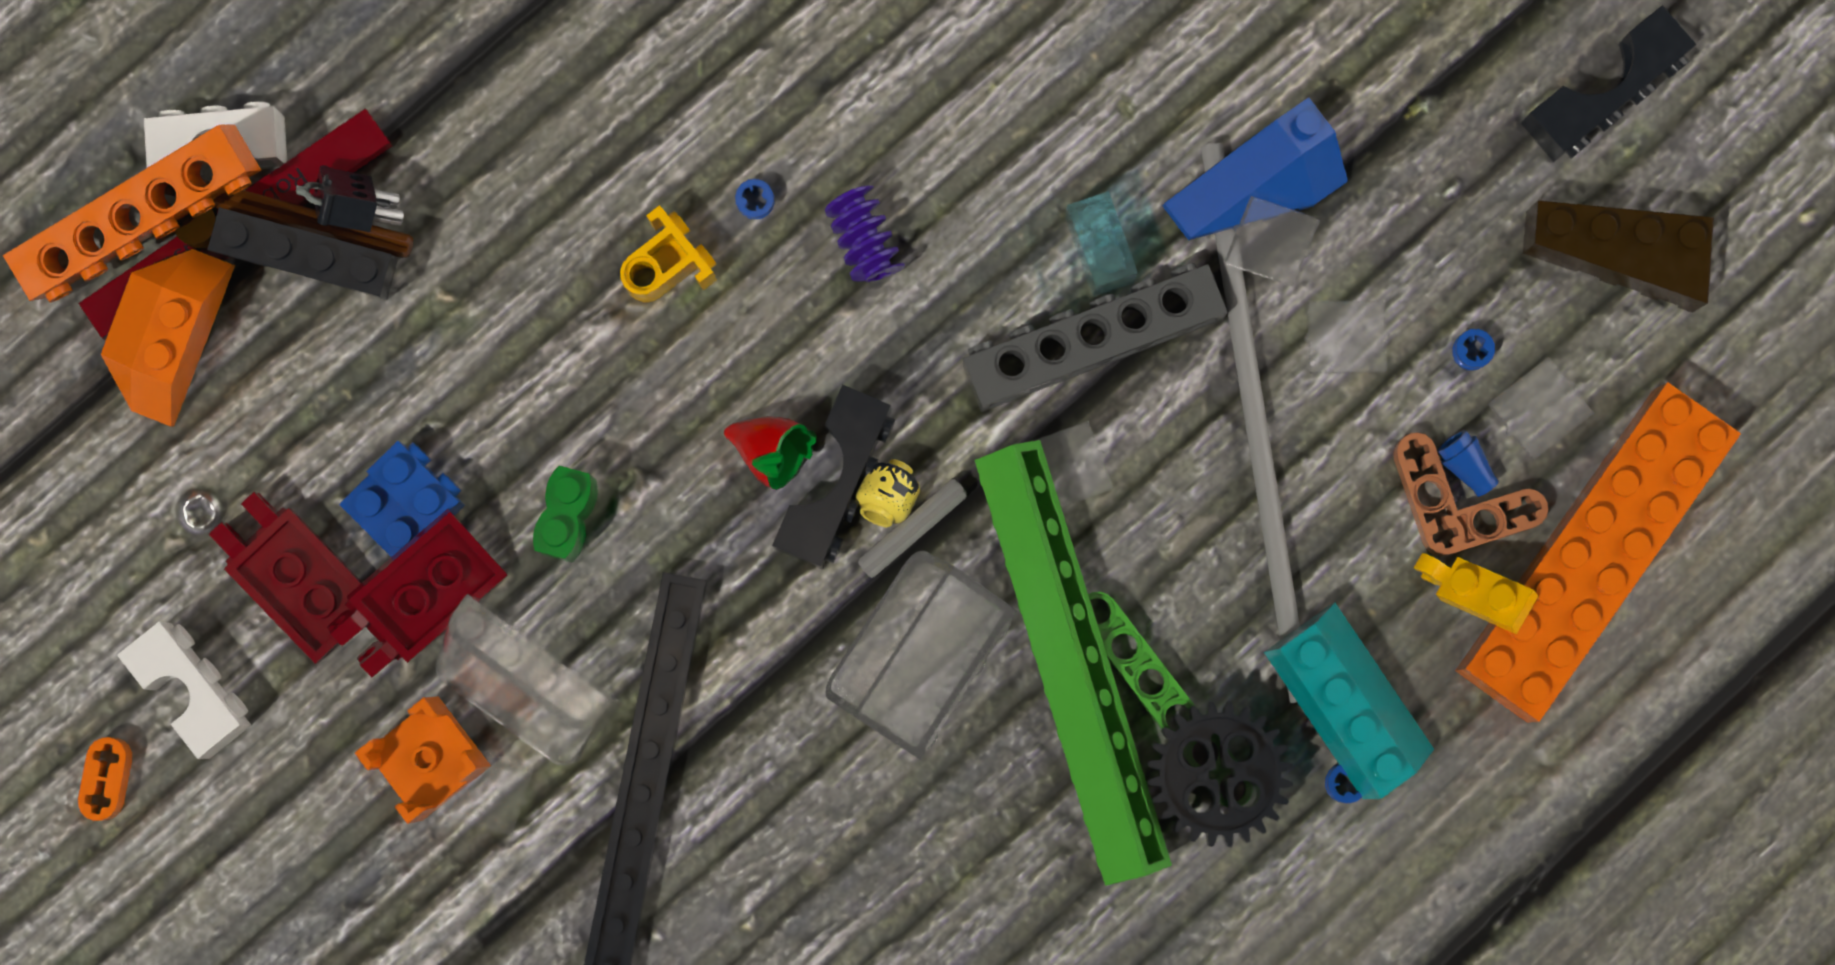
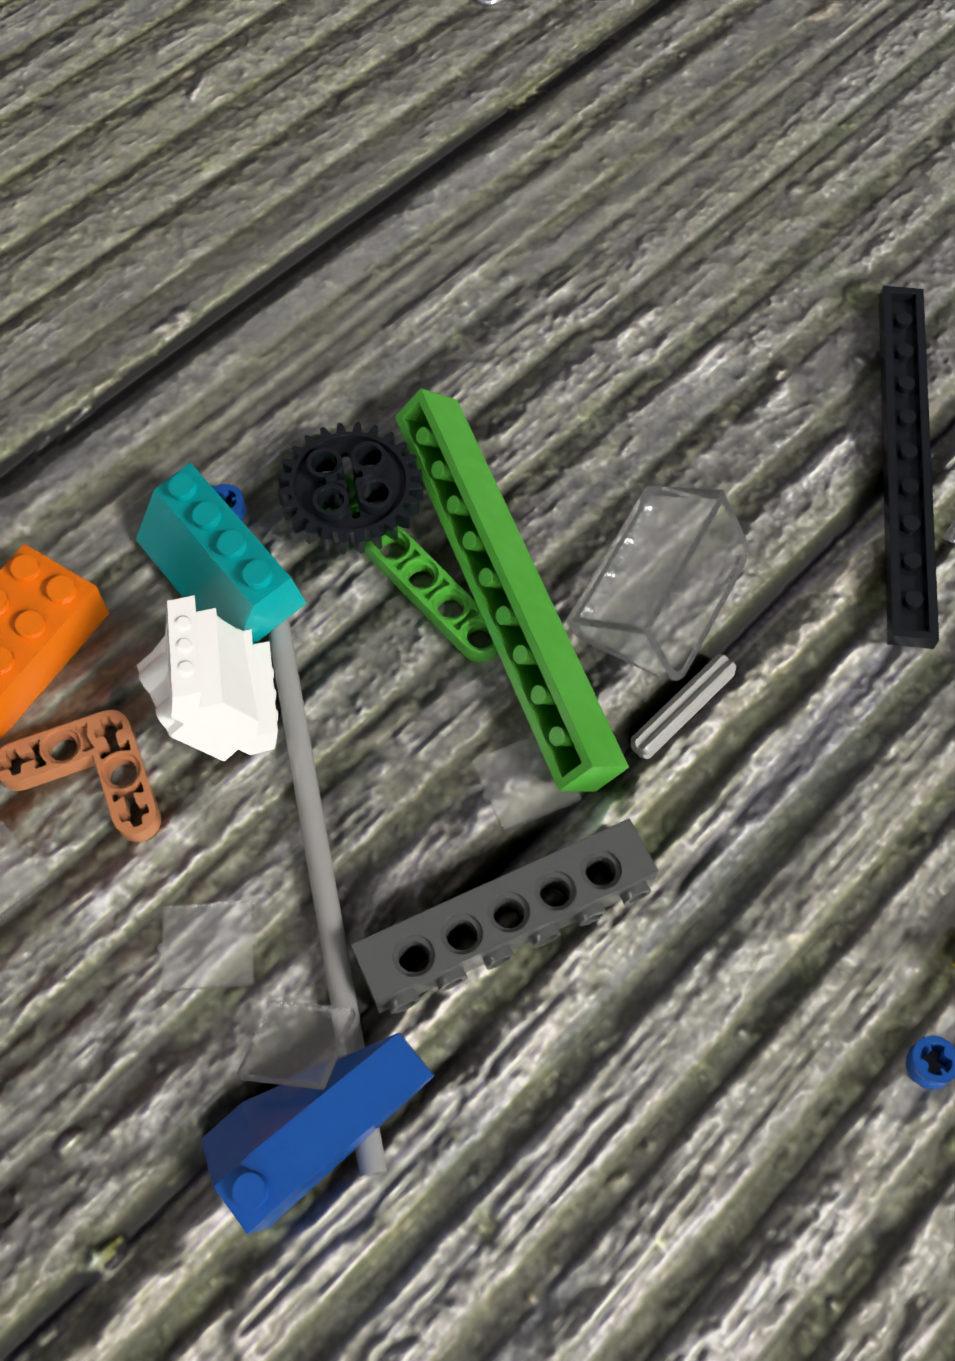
camera: 170 degrees right, 20 degrees down
(772, 447) = (854, 768): hat -> none
(812, 529) = (765, 796): black arch -> none
(861, 236) = (794, 1015): dark purple piece -> none
(888, 493) = (717, 732): light yellow head -> none
(1100, 243) = (507, 1026): clear light blue brick -> none
(1350, 553) = (211, 683): none -> white slope
(1468, 462) = (78, 809): blue cone -> none
(1479, 591) = (74, 662): yellow plate -> none
(1487, 348) = (44, 943): blue bush -> none

